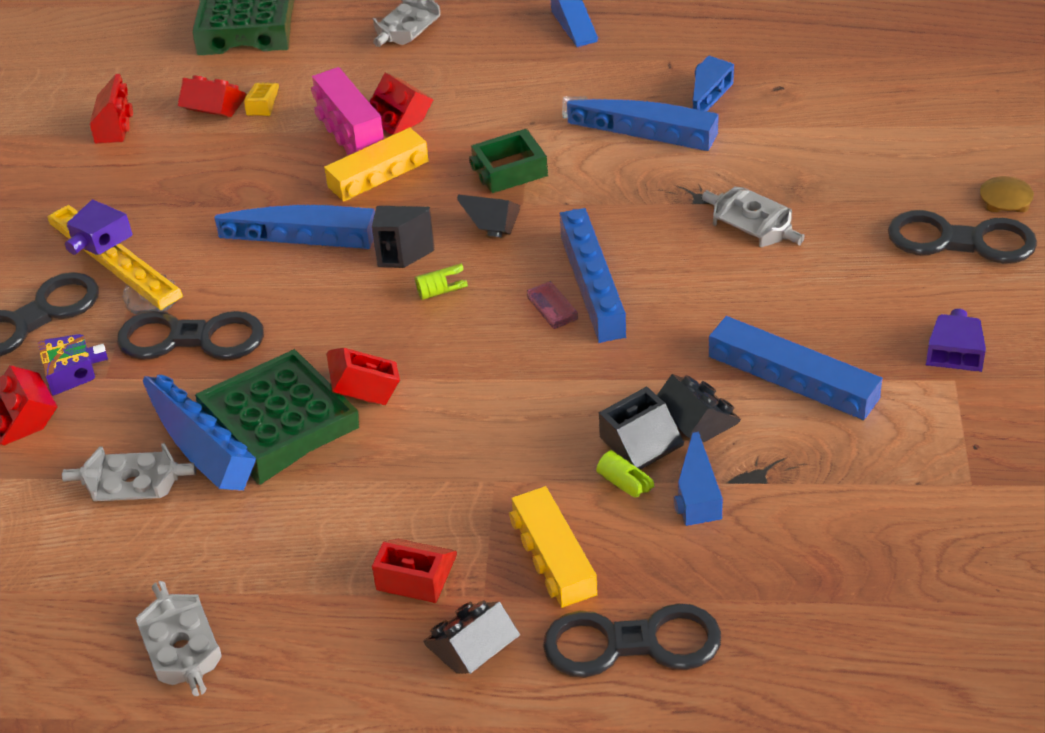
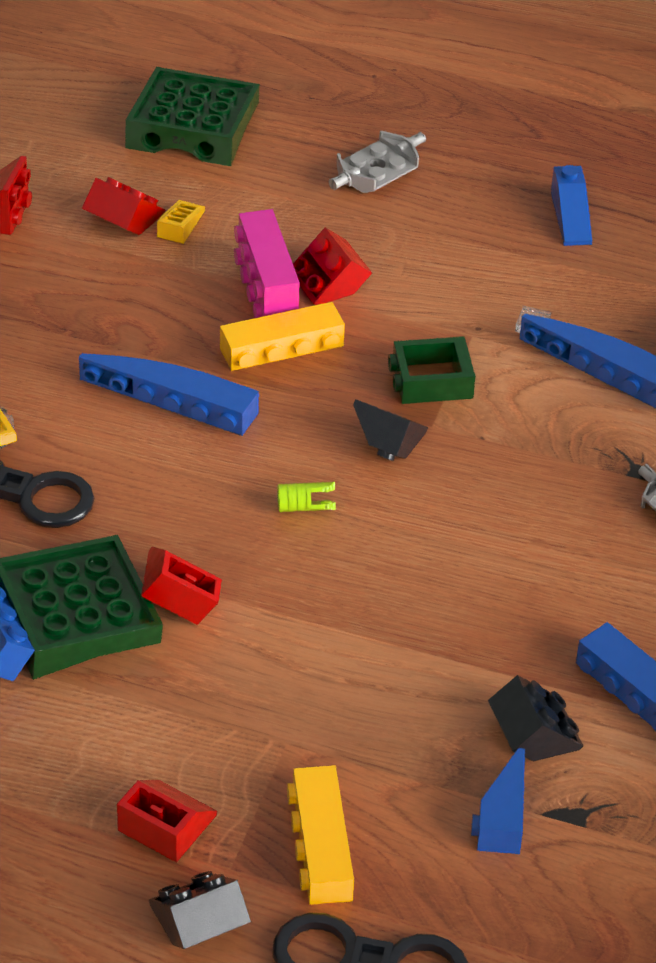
camera: 10 degrees right, 0 degrees up
(402, 235) = (278, 431): black slope -> none
(552, 305) = (421, 556): clear pink tile -> none
(592, 275) = (477, 533): blue brick -> none
(624, 474) = (428, 774): lime hinge -> none
(640, 428) = (463, 728): slope -> none

